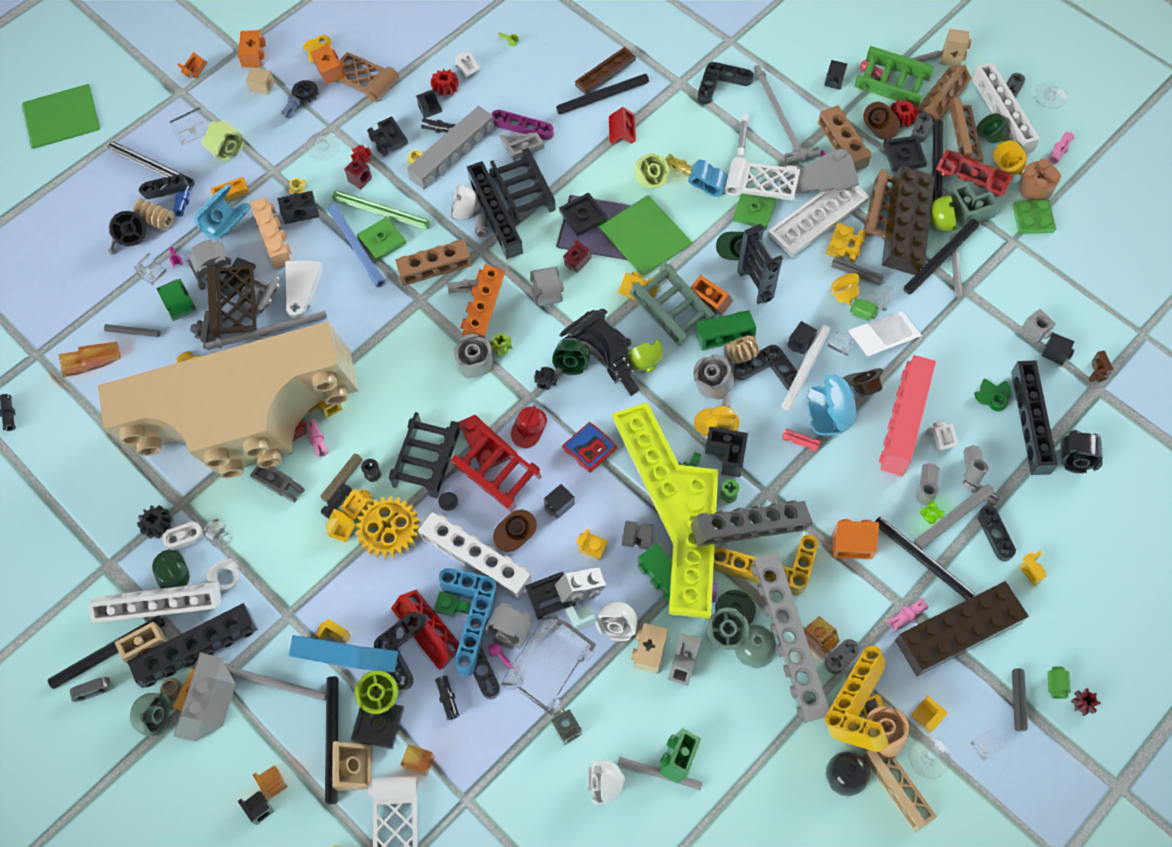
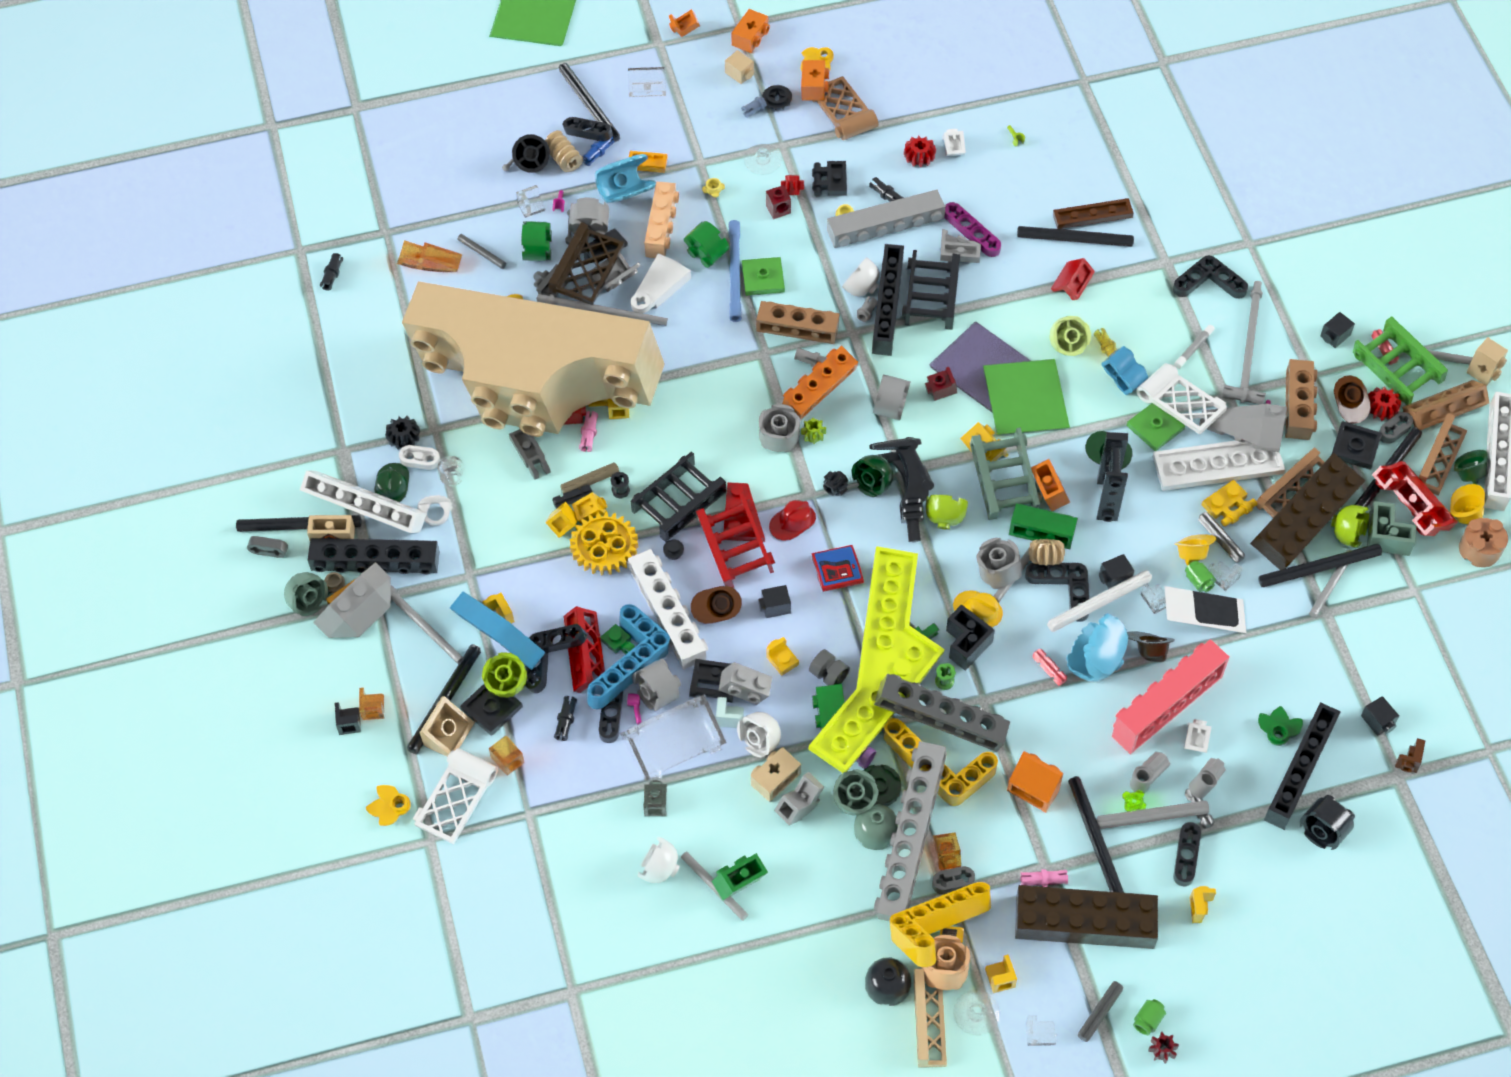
camera: 30 degrees right, 5 degrees down
(222, 140) = (667, 110): yellowish green brick -> none
(298, 207) = (701, 207): black brick -> none
(321, 234) = (706, 243): none -> green brick
(381, 209) = (780, 248): axle -> none
(428, 103) = (891, 165): black panel -> none
(583, 214) = (974, 346): black plate -> none
(1034, 216) = (1454, 576): bright green plate -> none
(1038, 319) = (1376, 675): light grey brick -> none

